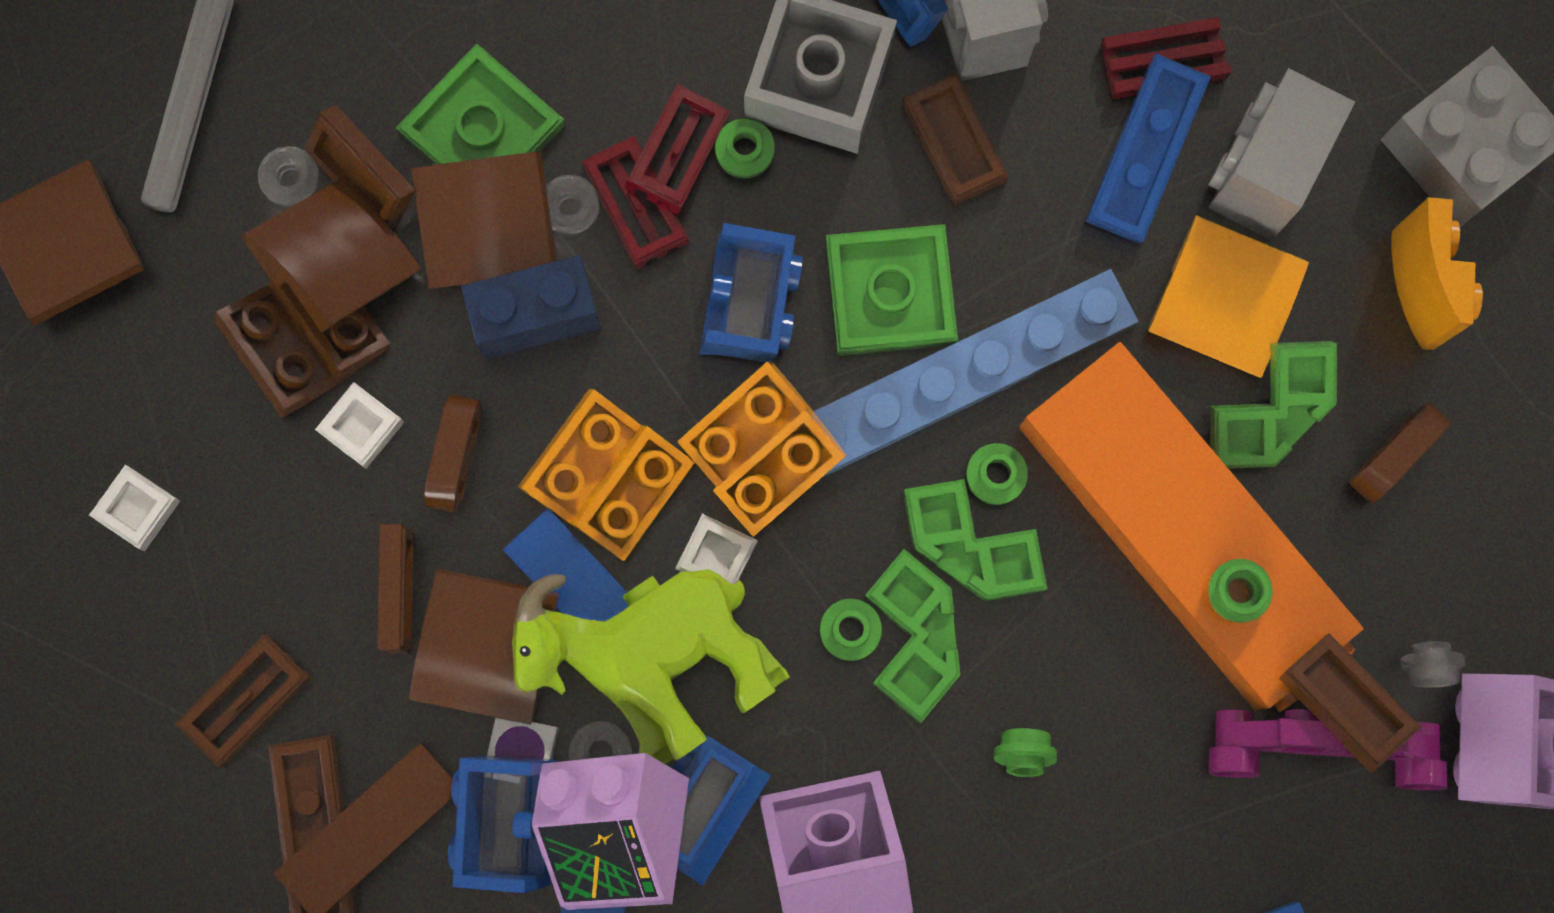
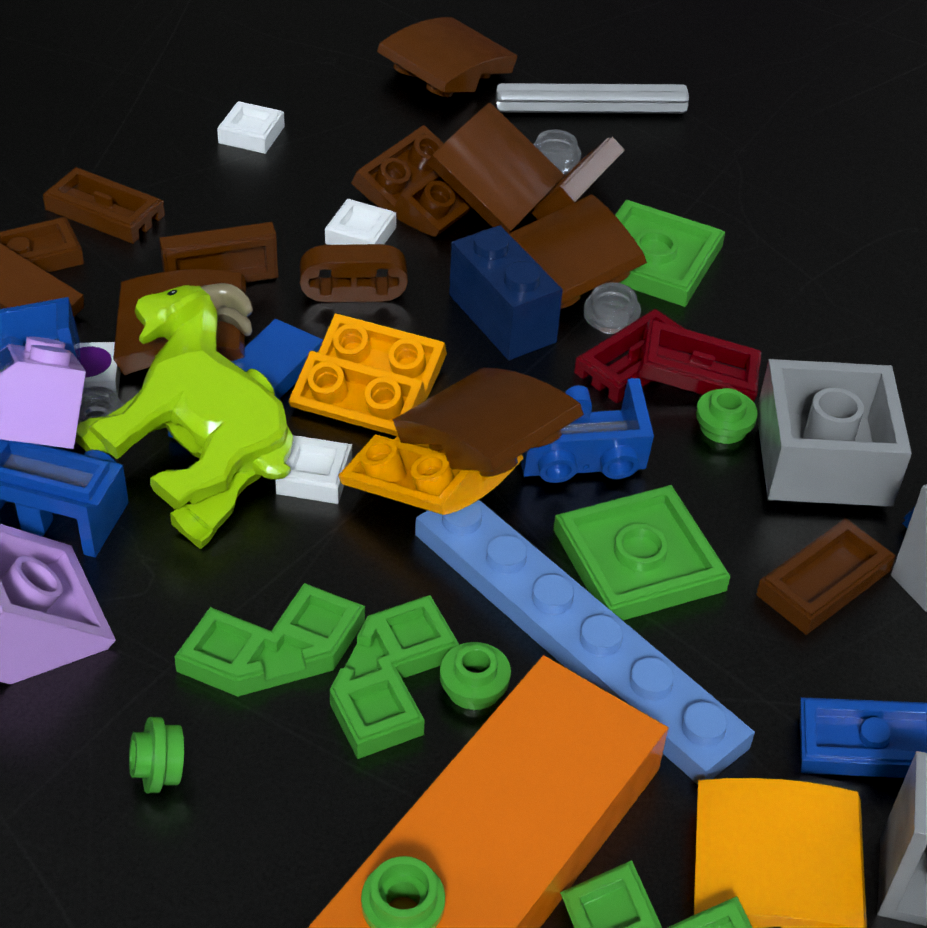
camera: 75 degrees right, 35 degrees down
(762, 385) = (489, 420): none -> reddish brown slope
(841, 647) = (264, 581): bright green plate -> none

